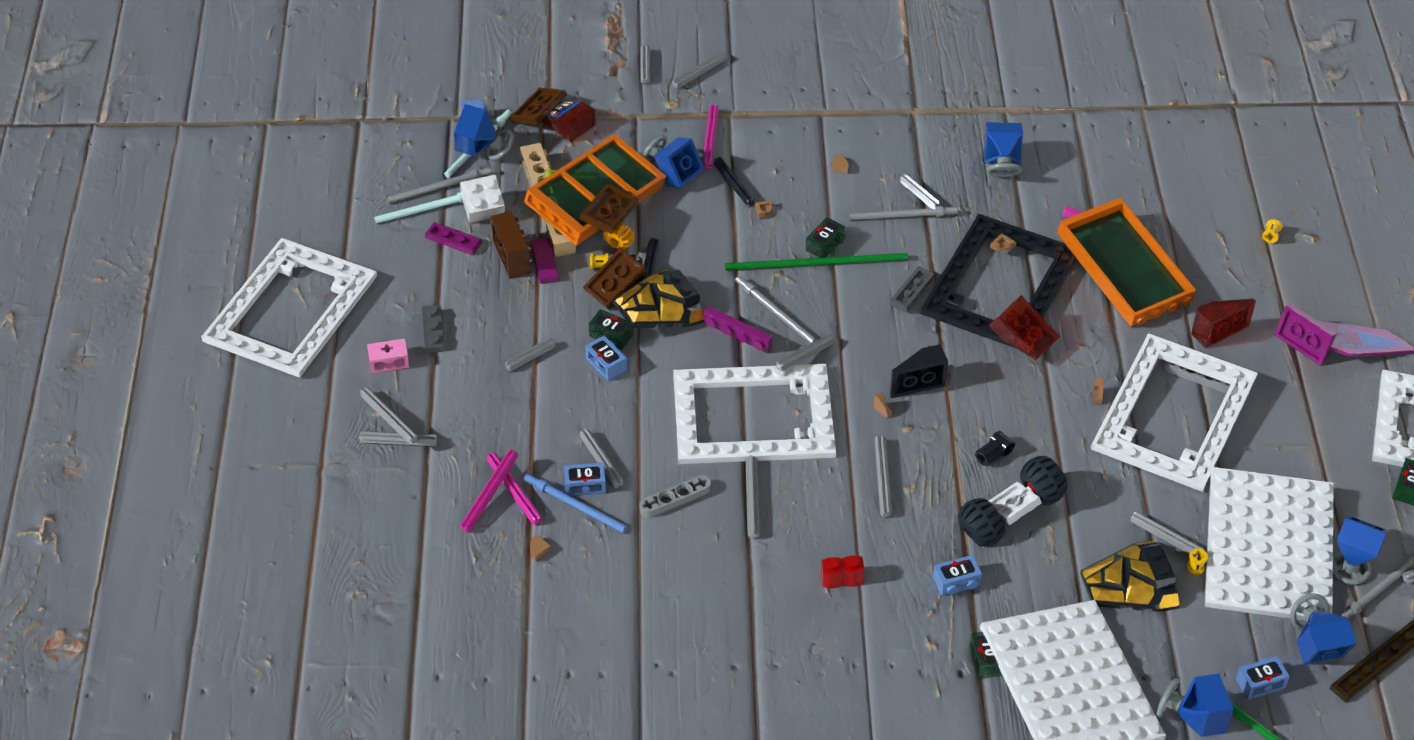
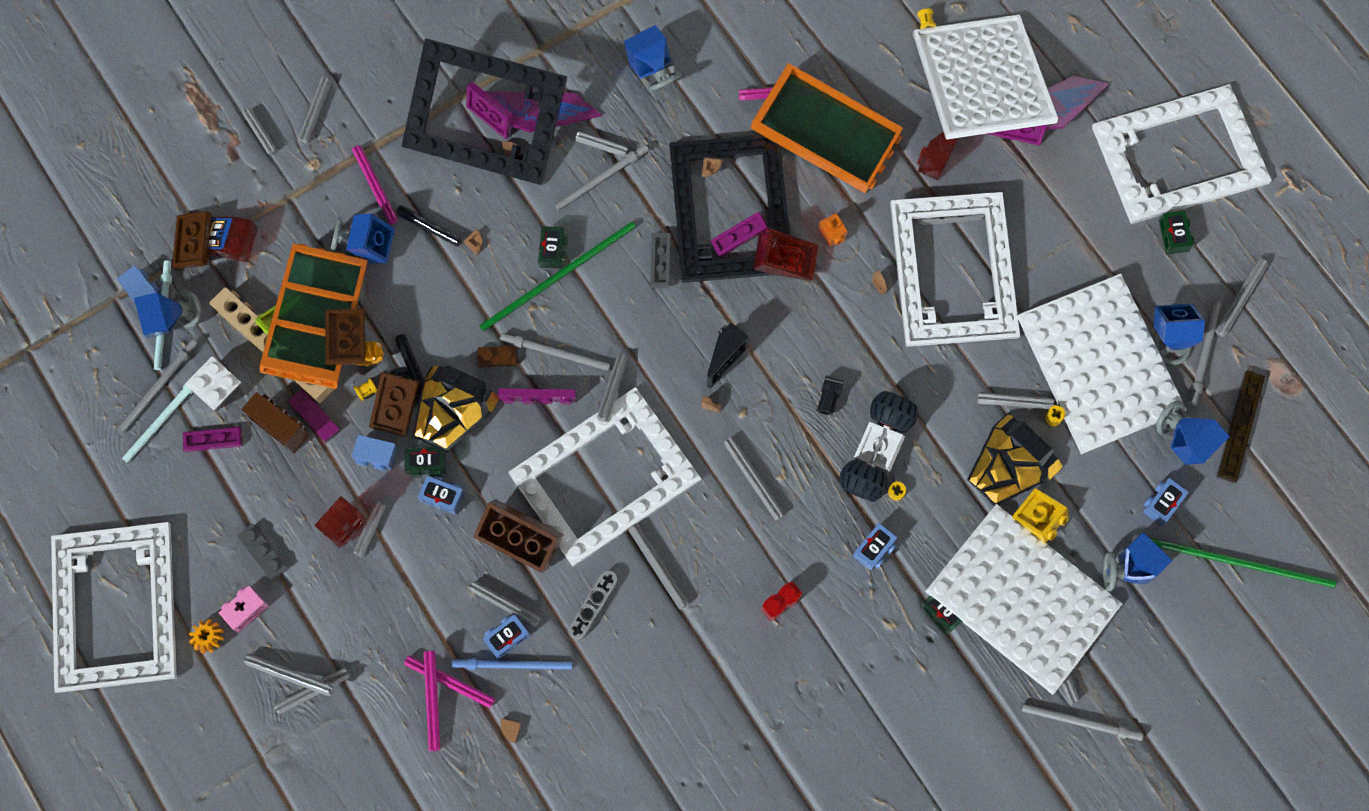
camera: 30 degrees left, 25 degrees up
(345, 359) = (200, 633): none -> light orange gear
(510, 332) = (340, 522): none -> clear red brick
(574, 304) = (374, 452): none -> medium blue brick
(648, 411) = (518, 535): none -> reddish brown brick
(724, 291) = (497, 356): none -> reddish brown plate
(855, 172) = (549, 100): none -> black plate
(871, 140) = (511, 109): none -> magenta piece
(992, 299) = (739, 234): none -> magenta plate
(1007, 541) = (891, 492): none -> yellow bush
(1081, 334) = (833, 230): none -> orange brick
(1132, 628) = (1041, 515): none -> yellow plate
(1295, 283) = (984, 77): none -> white plate

